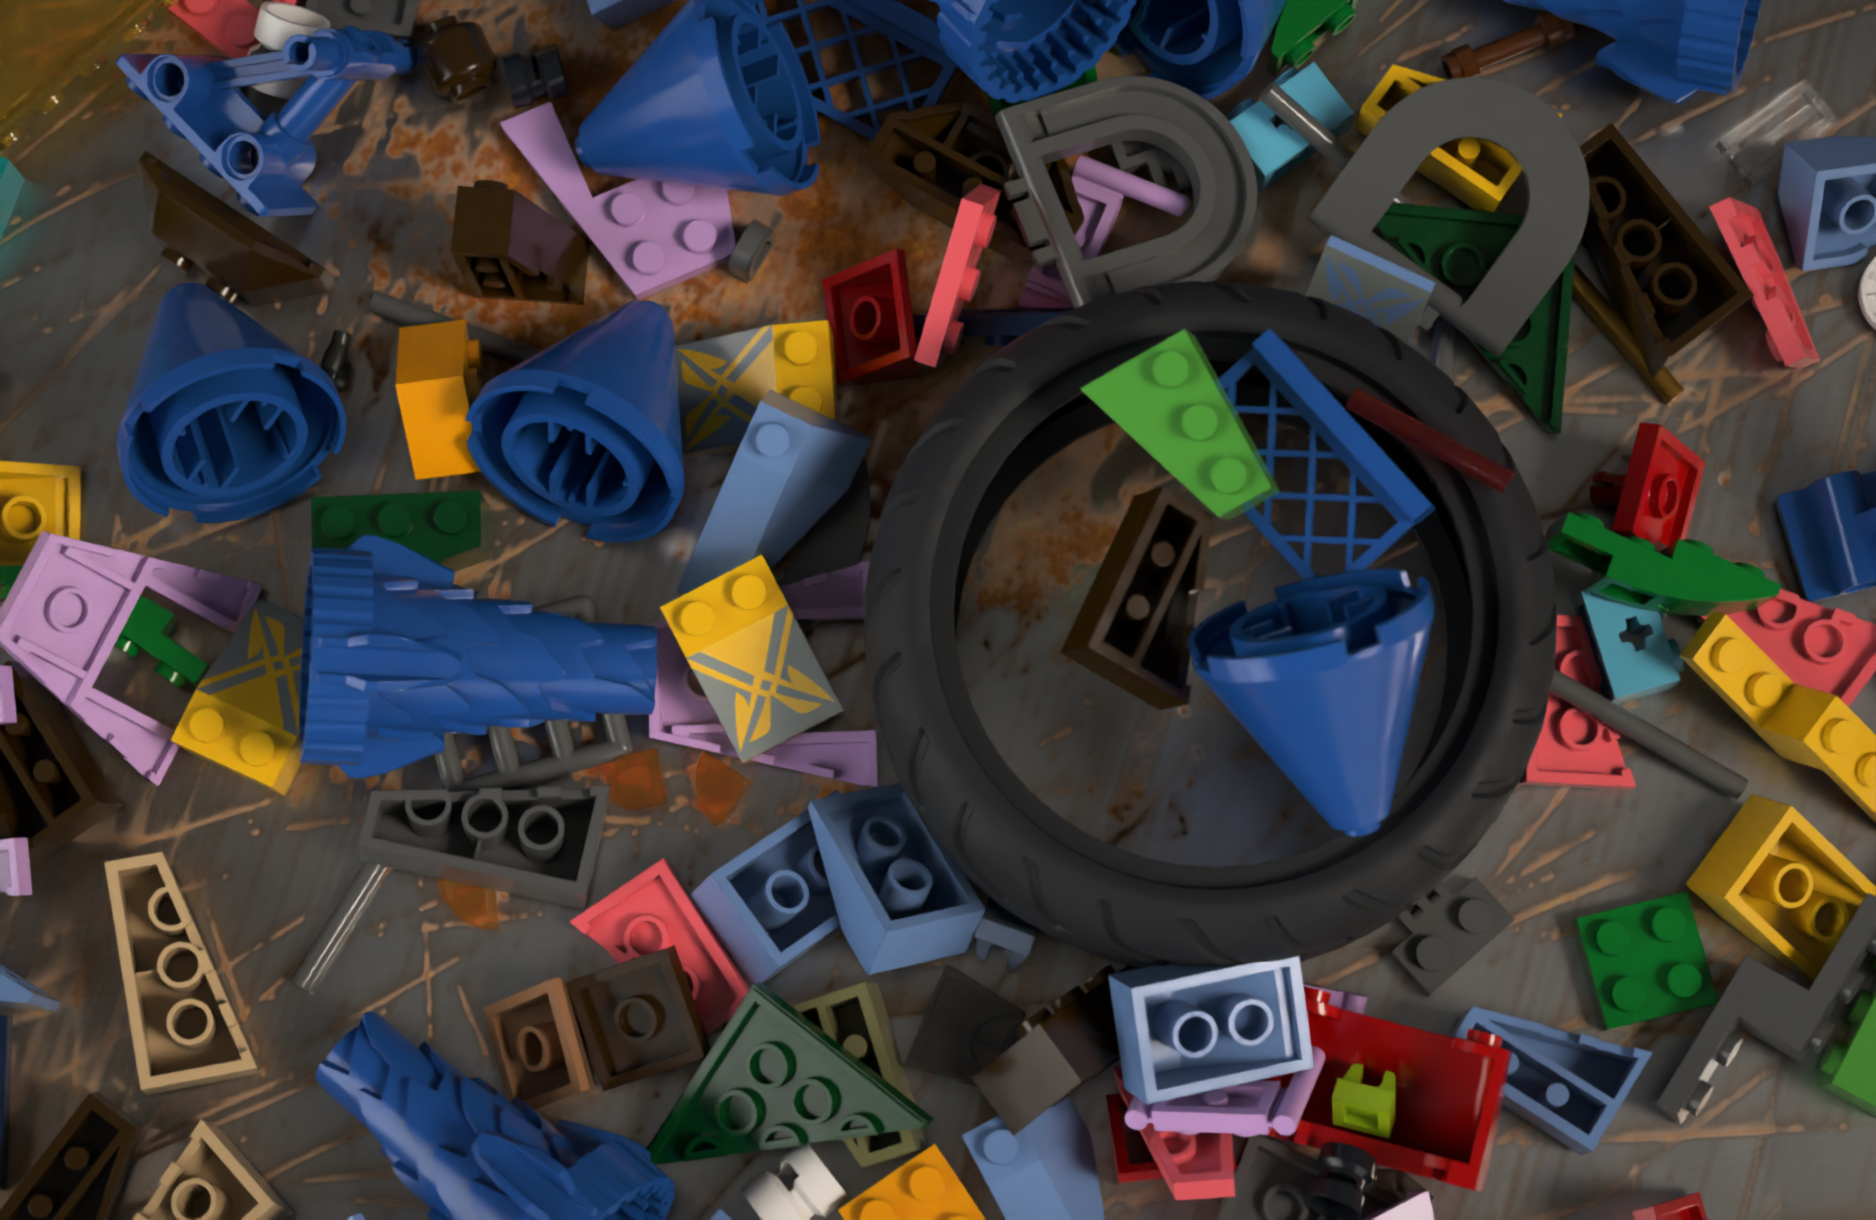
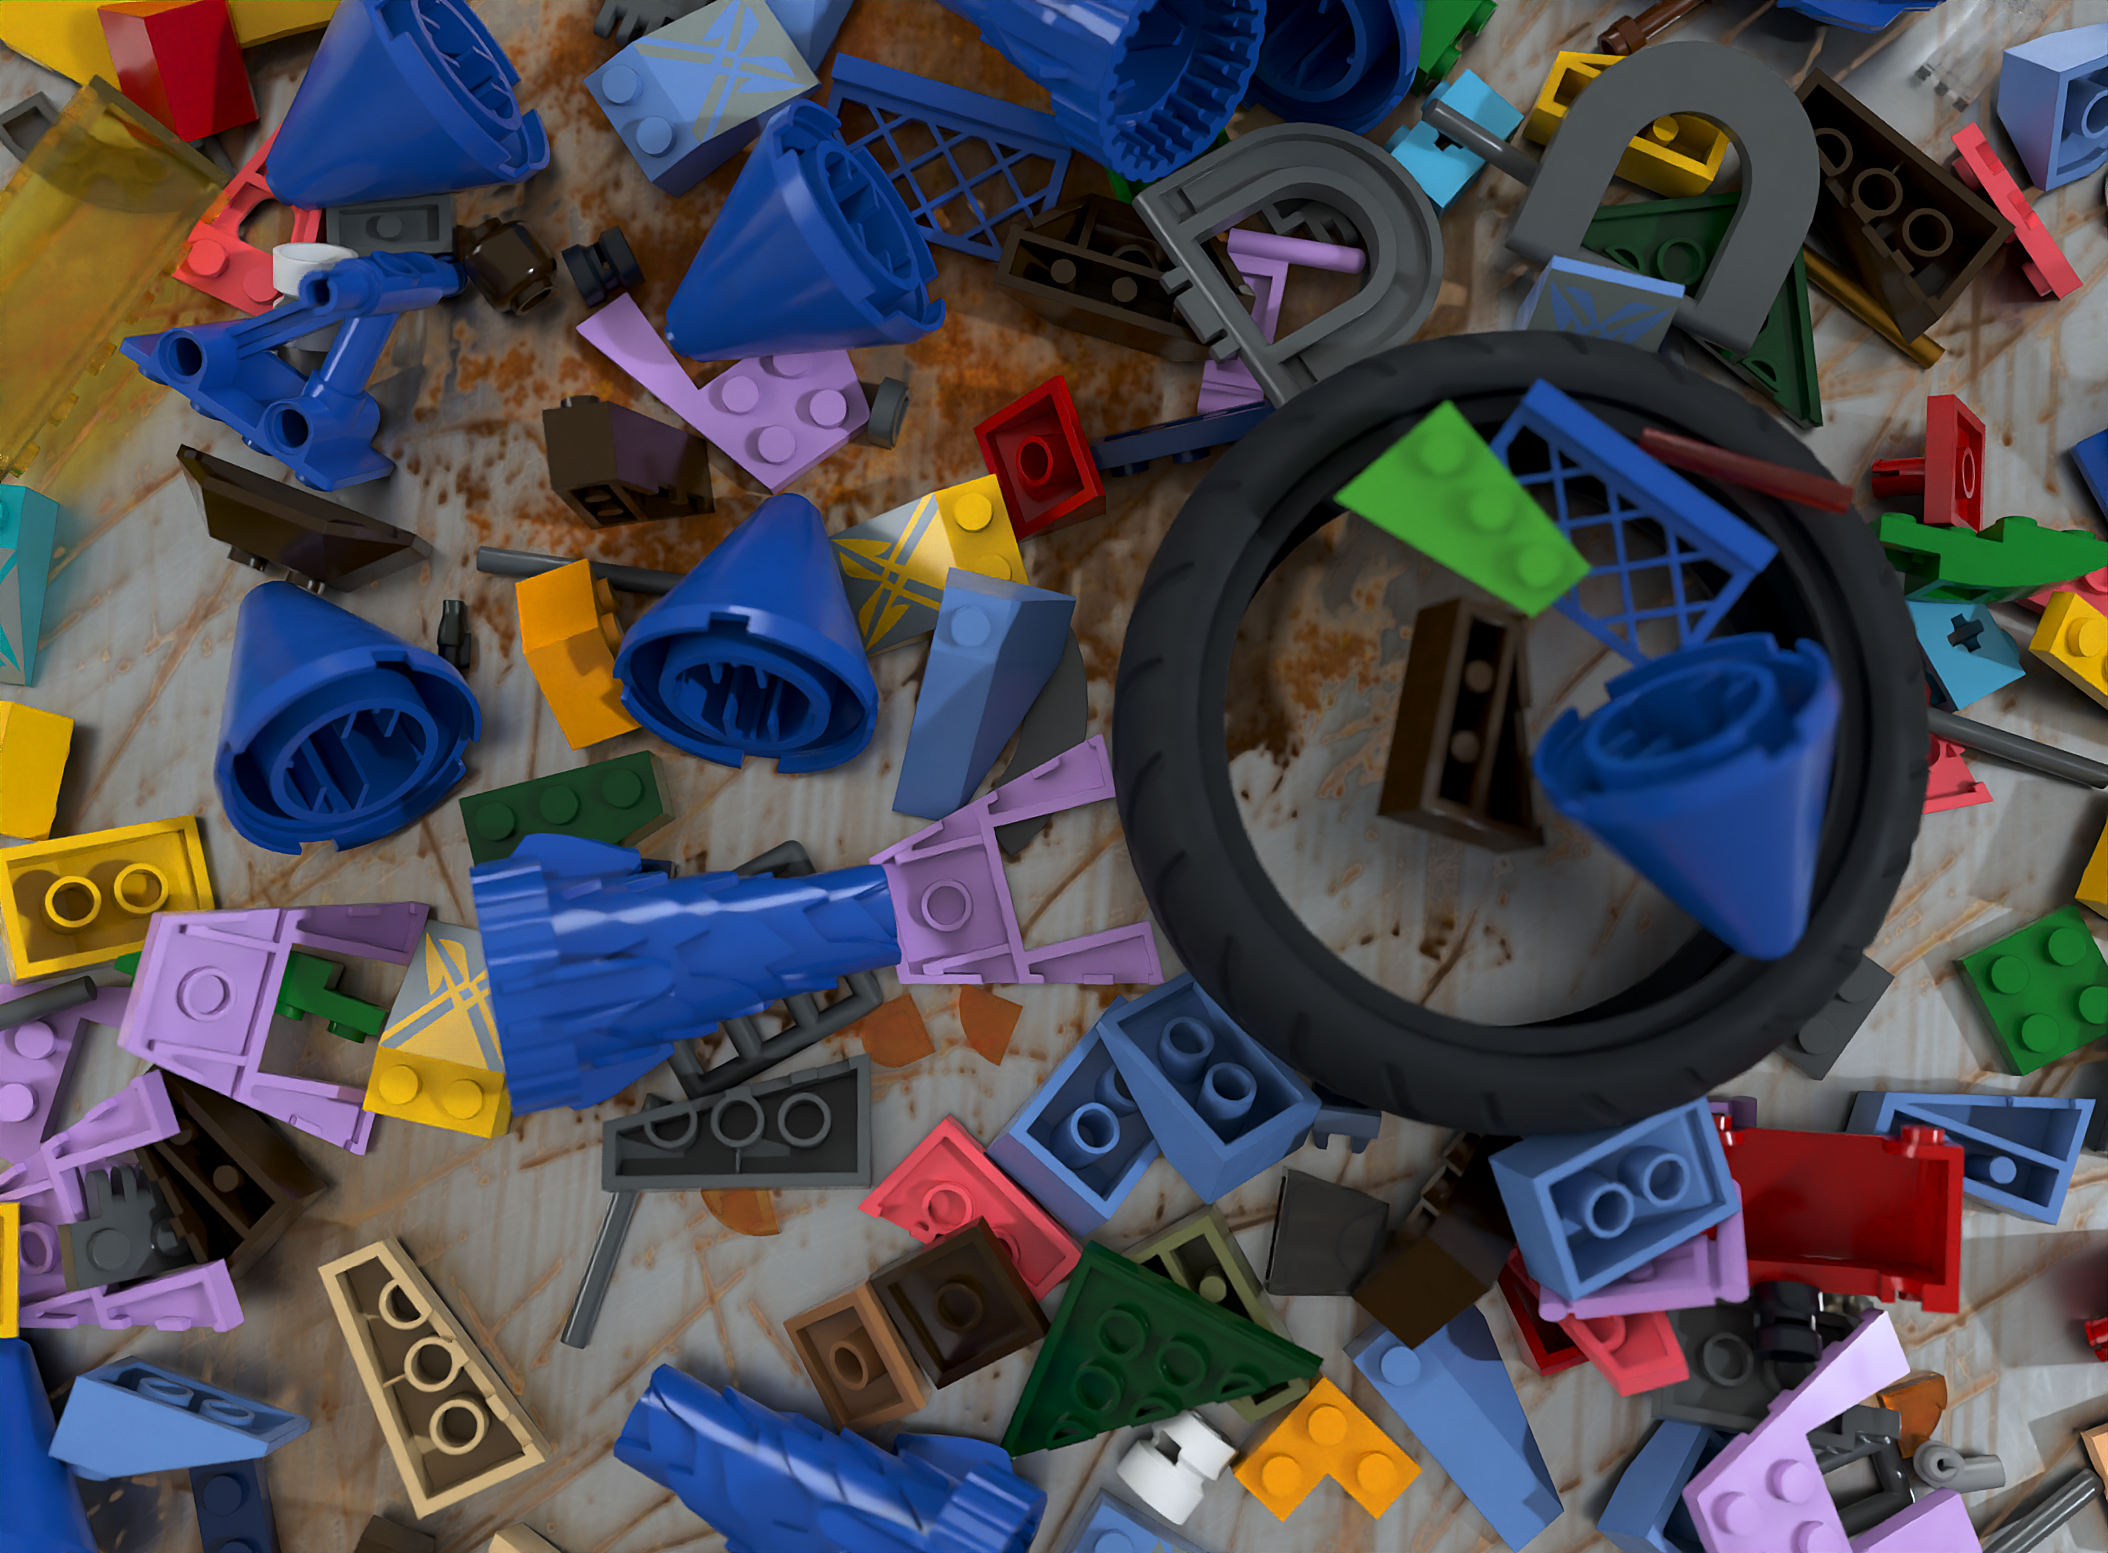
camera: 15 degrees left, 5 degrees up
(751, 658) = (996, 875): yellow slope -> none
(958, 275) = (1136, 393): coral wing -> none
(1365, 1106) = (1795, 1232): lime tile -> none

